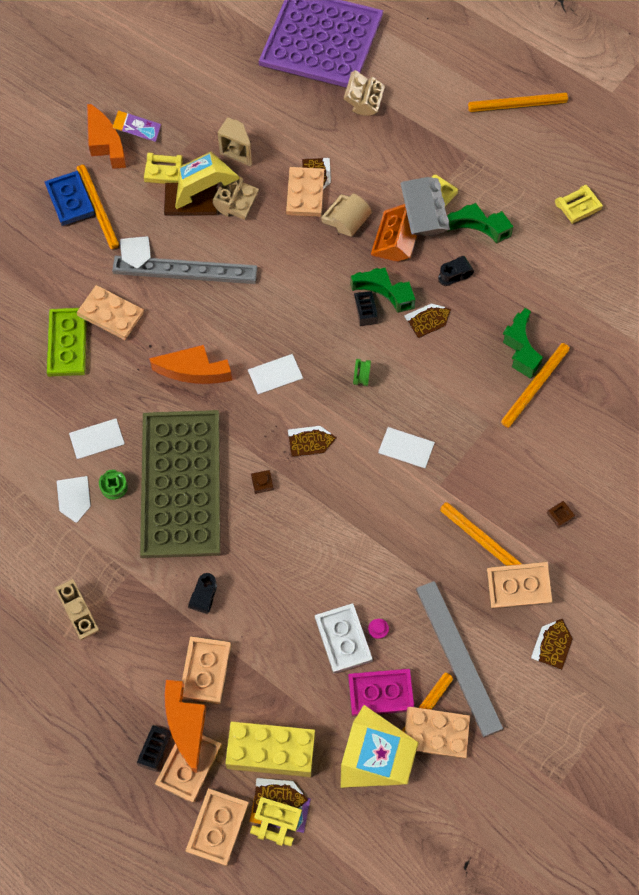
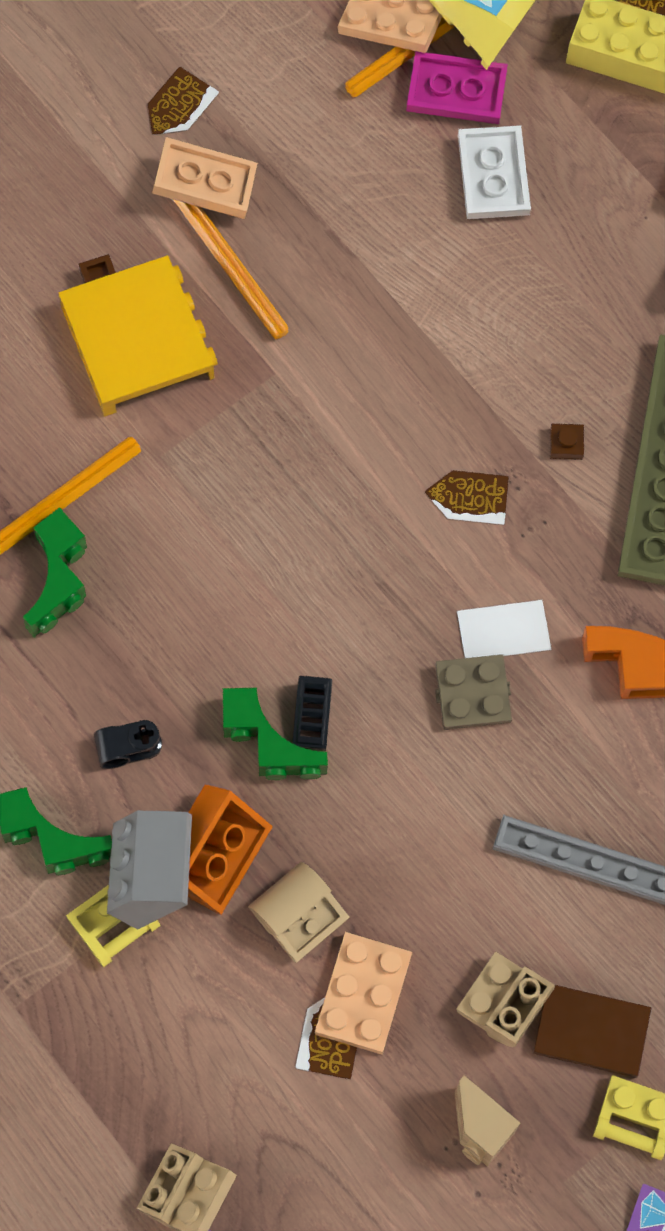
camera: 170 degrees left, 5 degrees up
(200, 175) = (565, 1050): light yellow wedge -> none
(284, 336) = (473, 692): none -> dark tan plate
(364, 371) = (355, 580): bright green wheel -> none
(378, 628) = (436, 175): dark pink plate -> none
(406, 447) = (312, 448): white sticker -> none
(428, 319) = (204, 670): sticker -> none
(459, 659) = (328, 114): light grey tile -> none
(525, 481) = (136, 332): none -> yellow panel

